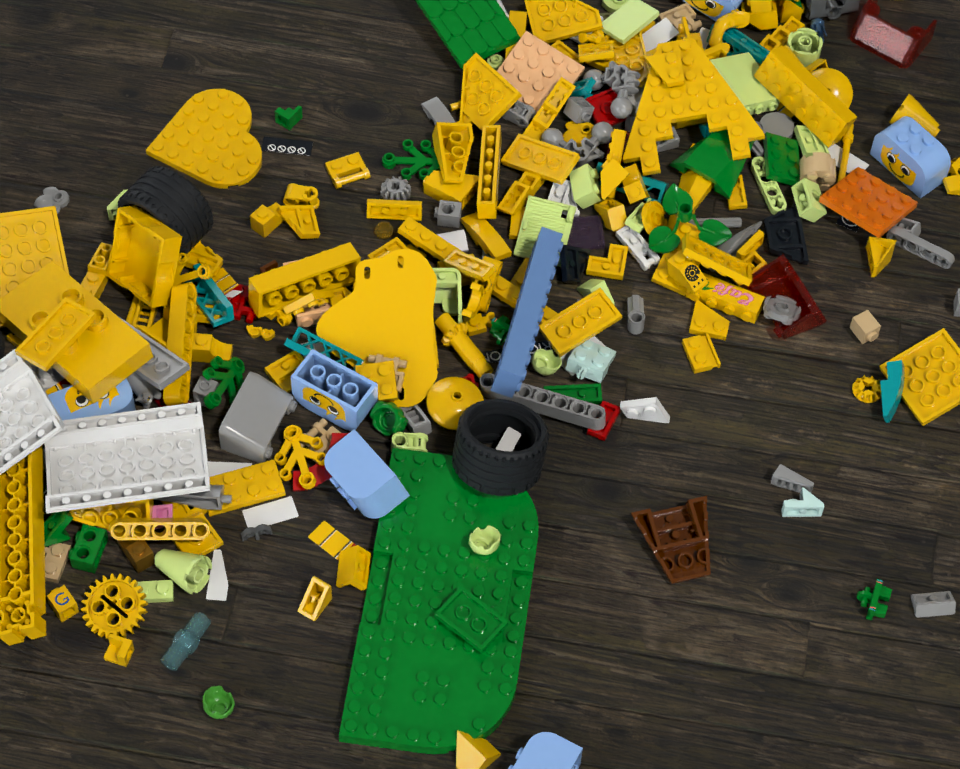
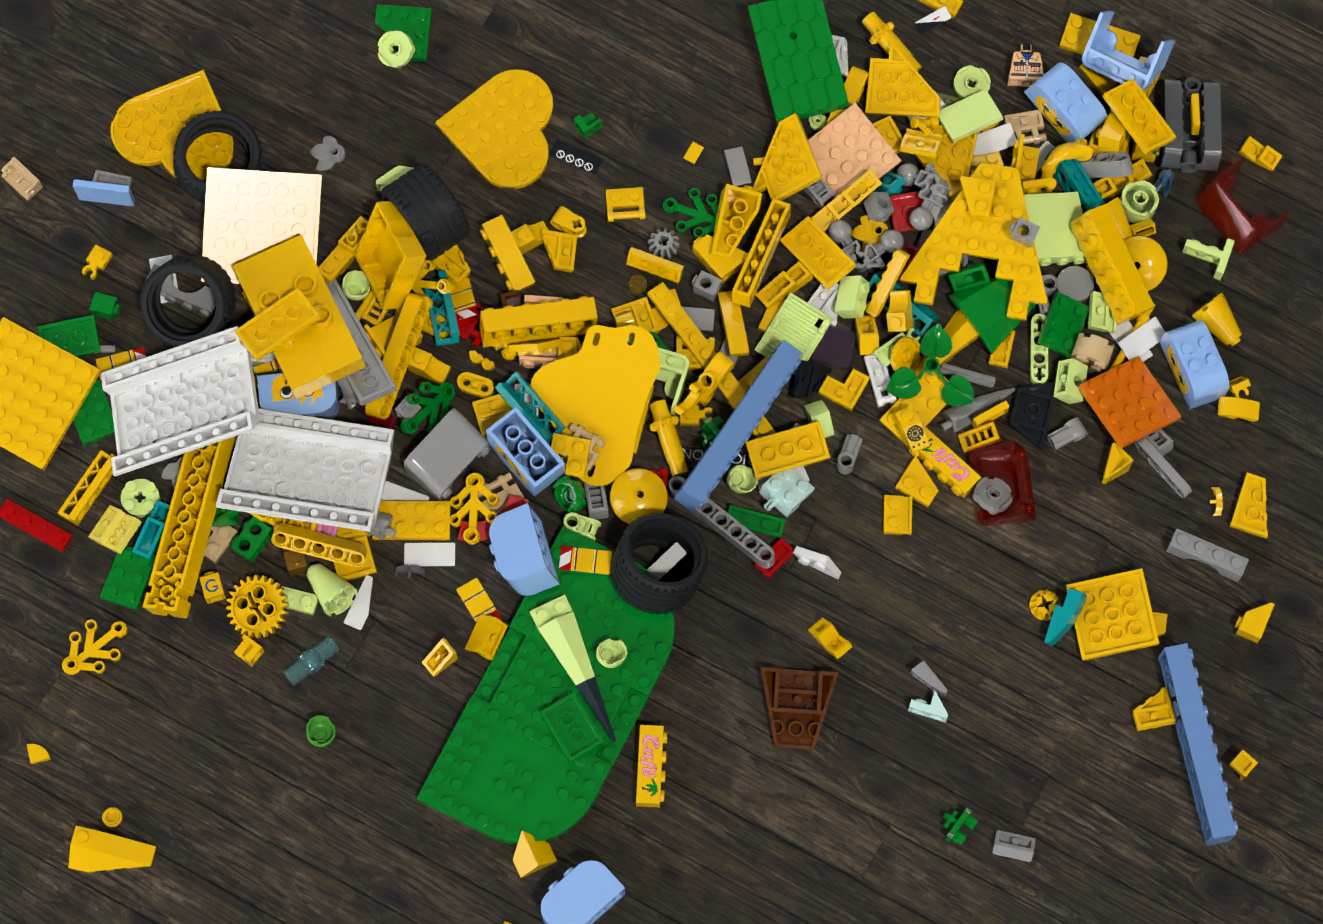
camera: 20 degrees right, 15 degrees up
(91, 85) = (410, 20): none -> green plate
(97, 103) = (405, 52): none -> yellowish green plate
(117, 299) = (355, 285): none -> yellowish green hair
(251, 234) = (507, 254): none -> yellow wedge
(262, 353) = (476, 384): none -> yellow plate
(393, 115) = (693, 152): none -> yellow sticker
(426, 469) = (585, 560): none -> yellow sticker
(428, 538) = (561, 632): none -> yellowish green plate
(470, 265) = (700, 359): yellow plate -> none
(559, 636) = (650, 766): none -> yellow brick
(611, 177) = (878, 299): yellow slope -> none
(681, 474) = (829, 638): none -> yellow slope
(684, 141) = (969, 277): none -> green slope
(716, 259) = (945, 425): yellow plate -> none
(724, 76) = (1031, 228): none -> light grey brick
(766, 24) = (1108, 165): none -> light grey beam
(826, 241) = (1072, 431): none -> light grey piece
(855, 153) = (1142, 339): none -> white sticker
(865, 327) = (1068, 539): tan brick -> none
(882, 73) = (1210, 254): none -> yellowish green bracket

